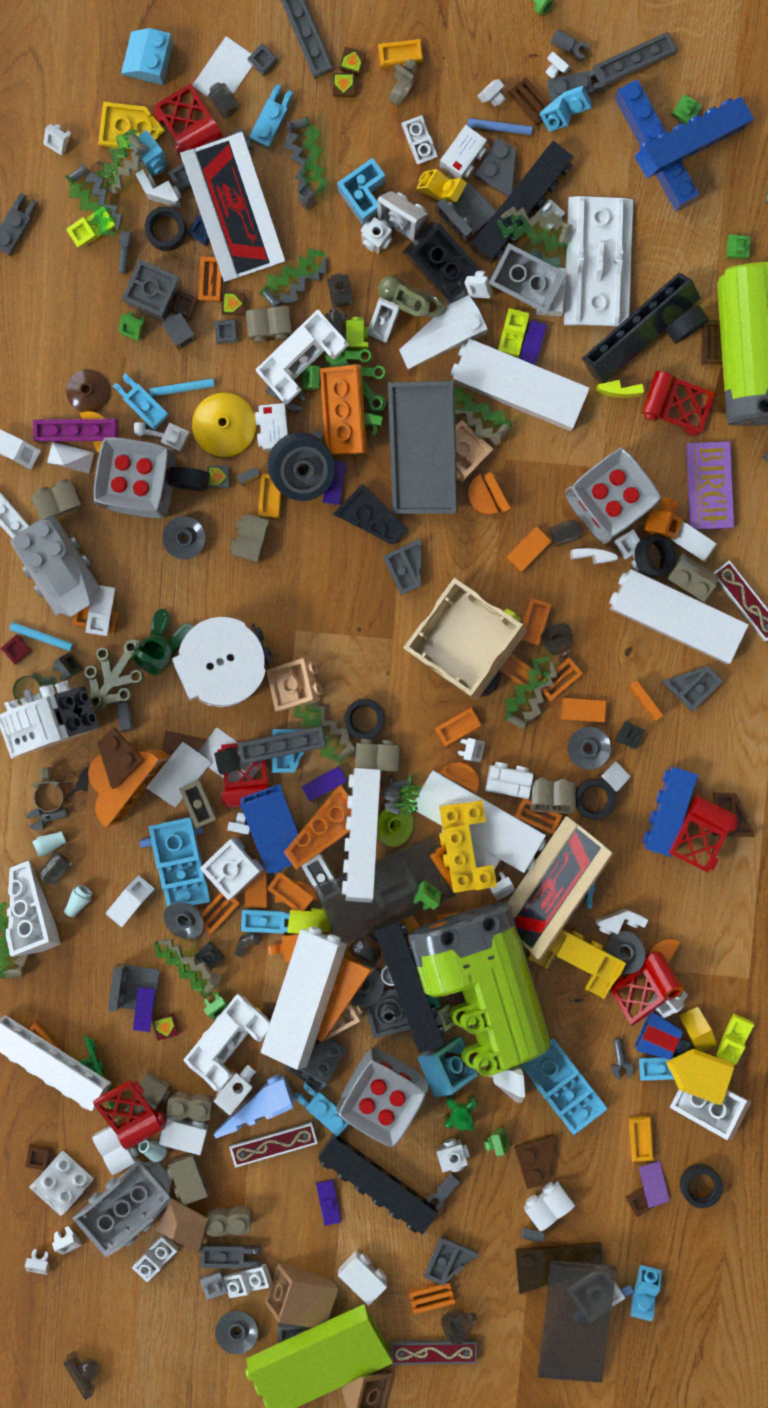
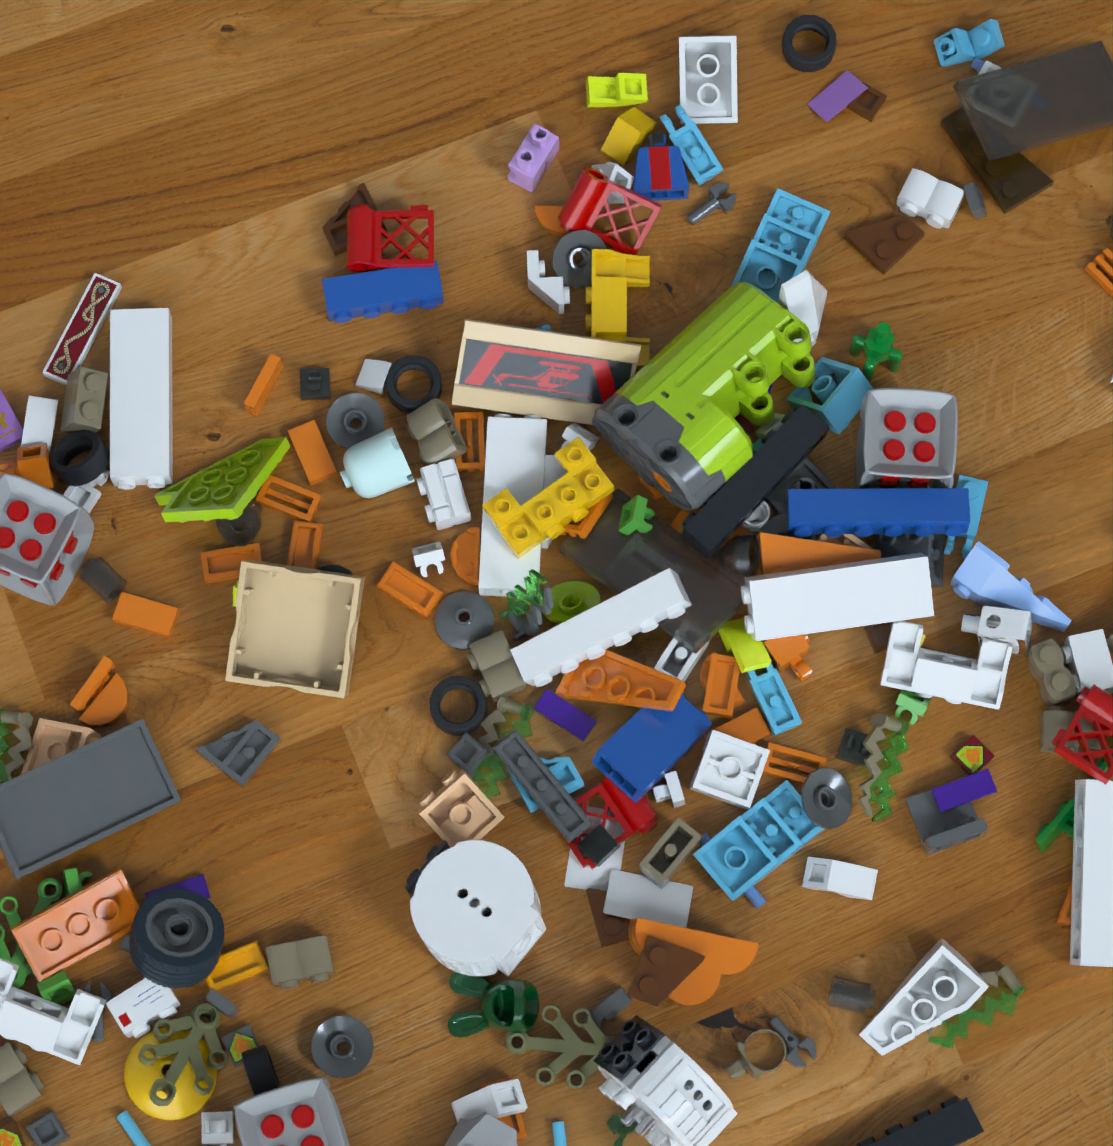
camera: 110 degrees left, 15 degrees down
(48, 843) = (824, 1020): light aqua cone -> none
(67, 666) = (583, 1112): pearl dark grey tile -> none
(78, 900) = (875, 945): light aqua cone -> none
(229, 440) = (187, 1050): none -> olive plant
(245, 941) = (811, 711): clear smoke arm -> none
(273, 1144) = (1041, 552): tile -> none
(328, 1202) = (1074, 453): dark purple piece -> none
(330, 709) = (468, 753): none -> dark grey tile
(347, 1054) = (878, 511): none -> blue brick
(370, 514) = (196, 828): black wing -> none
(377, 1183) = (1016, 406): black brick -> none
(418, 740) = (458, 633): none -> dark grey dish
(445, 1189) = (981, 326): dark grey bar -> none
(447, 1259) = (1061, 281): dark grey wing -> none
(452, 1155) = (932, 335): white brick -> none
(498, 1142) = (888, 294): bright green tile -> none
(534, 685) = (311, 523): piece -> none
(549, 746) = (376, 466): none -> light aqua cylinder
(586, 641) = (225, 486): none -> lime wing
(599, 556) = (114, 527): white slope -> none
(641, 1138) = (792, 136): light orange tile -> none
(693, 686) = (217, 338): dark grey wing -> none
(701, 1075) = (677, 102): yellow tile -> none
(713, 958) = (533, 158): none -> lavender hips

